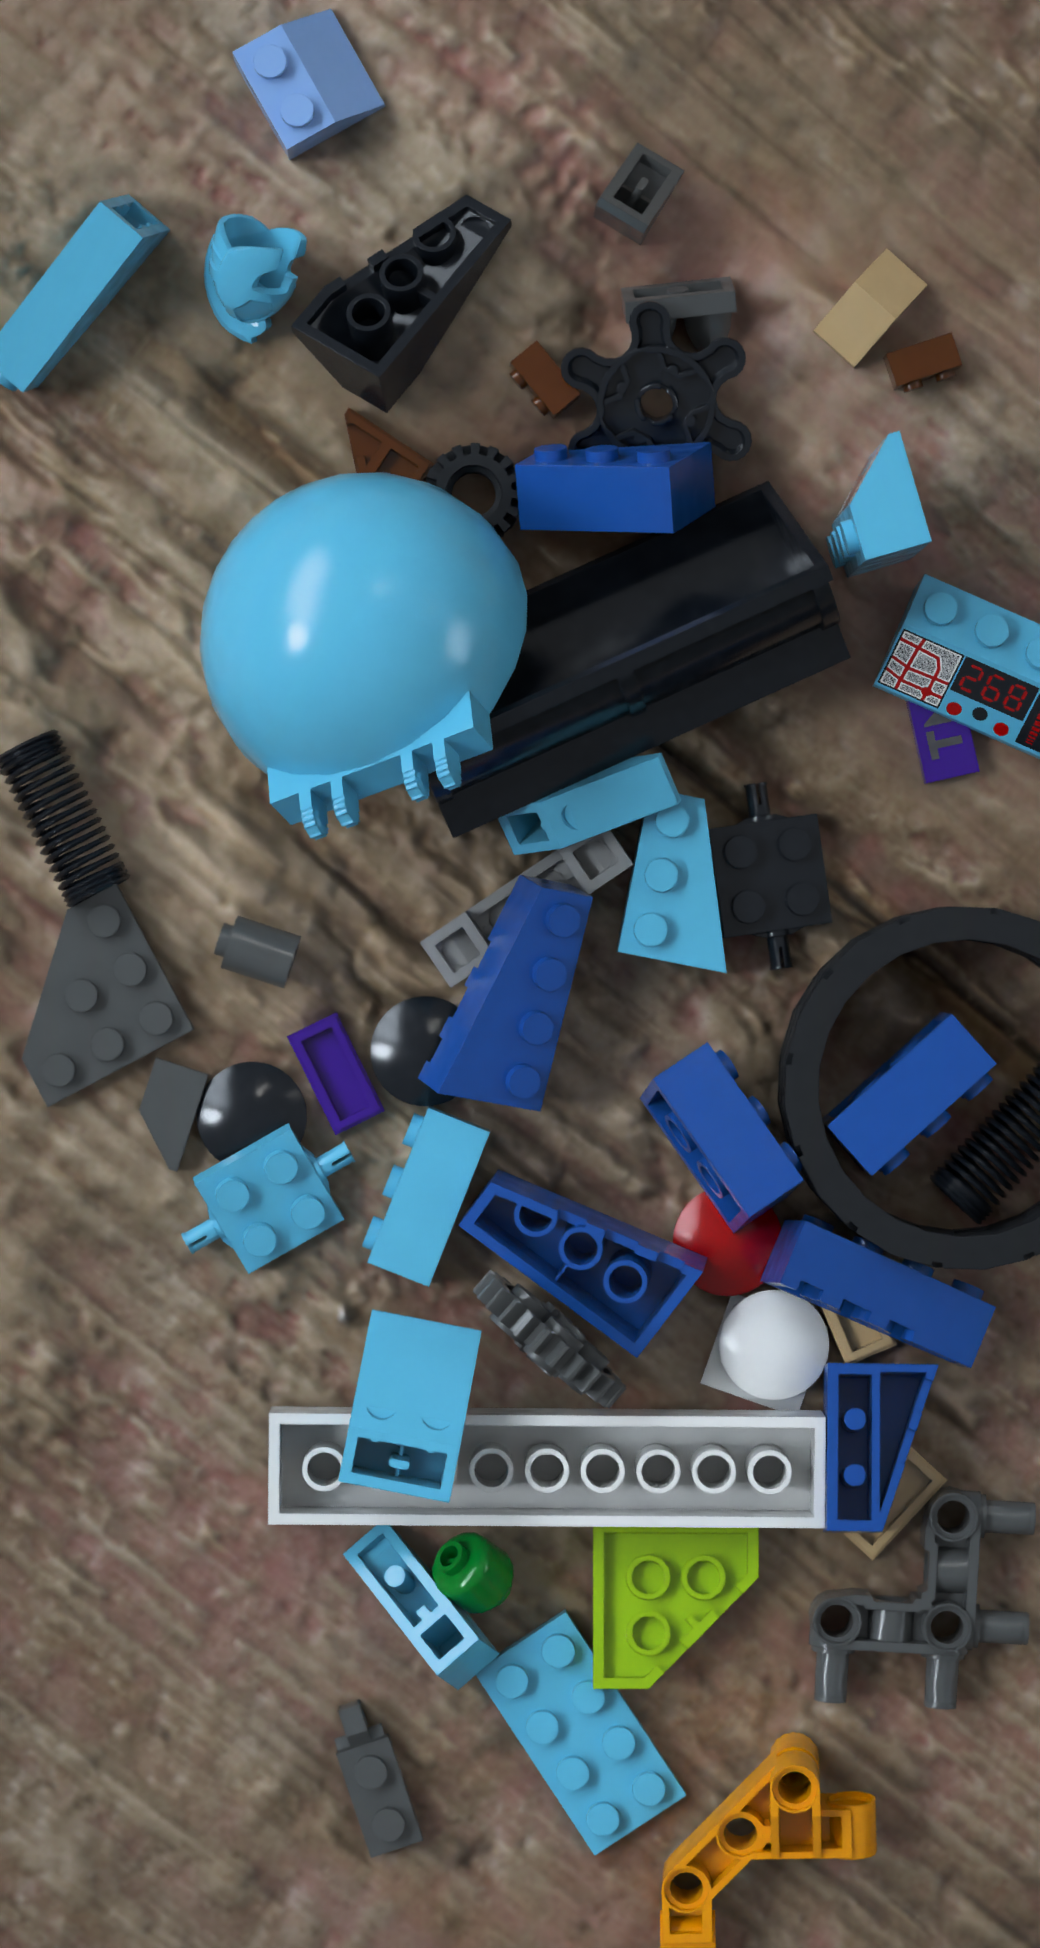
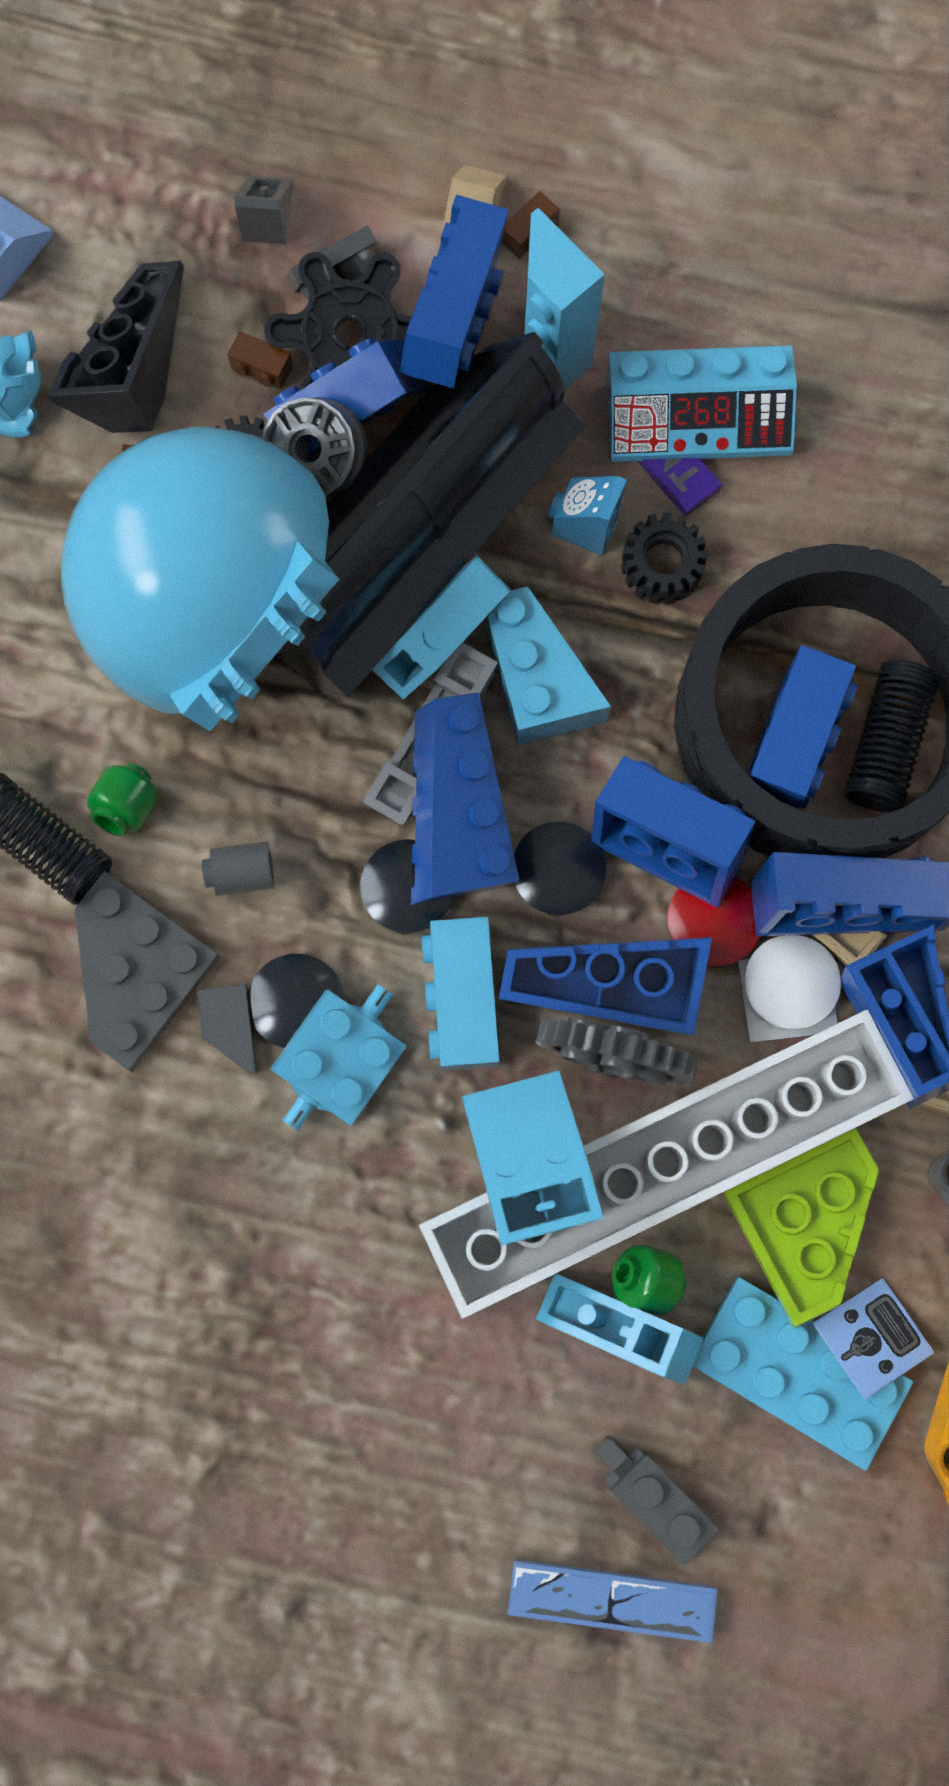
camera: 25 degrees left, 10 degrees down
(169, 816) = (122, 799): none -> green head
(286, 1855) = (612, 1600): none -> medium blue tile
(336, 1073) = (346, 937): dark purple tile -> none
(579, 531) = (337, 430): none -> dark grey wheel
(592, 1109) = (559, 868): none -> black dish
(668, 1735) = (873, 1338): none -> light blue sticker
(769, 875) = (608, 630): black plate -> none
(786, 437) = (456, 294): none -> blue wedge
(812, 737) = (588, 511): none -> dark azure slope
(906, 818) = (669, 533): none -> black tyre

